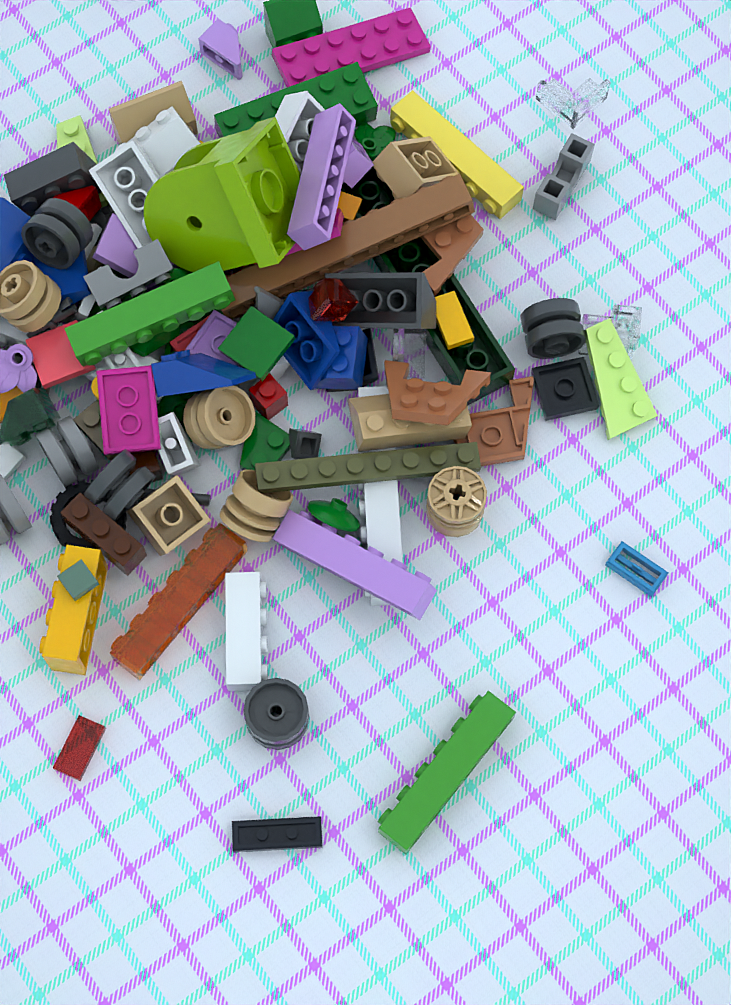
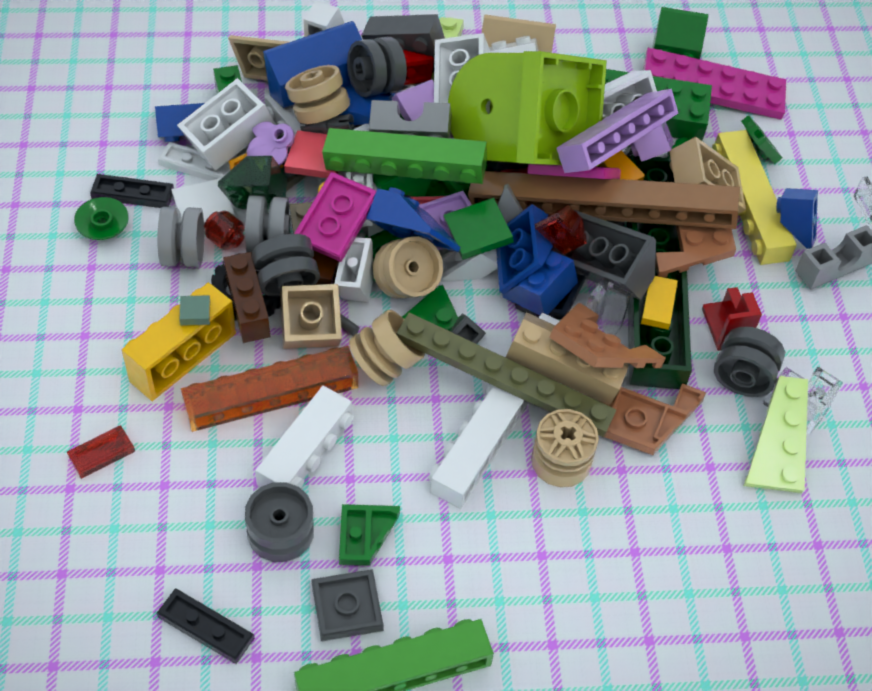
camera: 30 degrees right, 15 degrees down
(27, 477) = (224, 230): none -> clear red head
(221, 46) = (609, 31): lavender slope -> none
(268, 397) = (461, 281): red brick -> none
(334, 514) = (450, 395): green dish -> none
(345, 676) = (364, 532): none -> green wing
(355, 564) = (438, 443): lavender brick -> none
(373, 744) = (347, 605): none -> dark grey tile
(427, 89) = (765, 147): none -> green wing
(510, 156) = (799, 214): none -> blue slope
(510, 291) = (730, 314): none -> red panel
(564, 388) = (729, 420): black plate -> none
(629, 576) = (688, 613): dark azure tile -> none

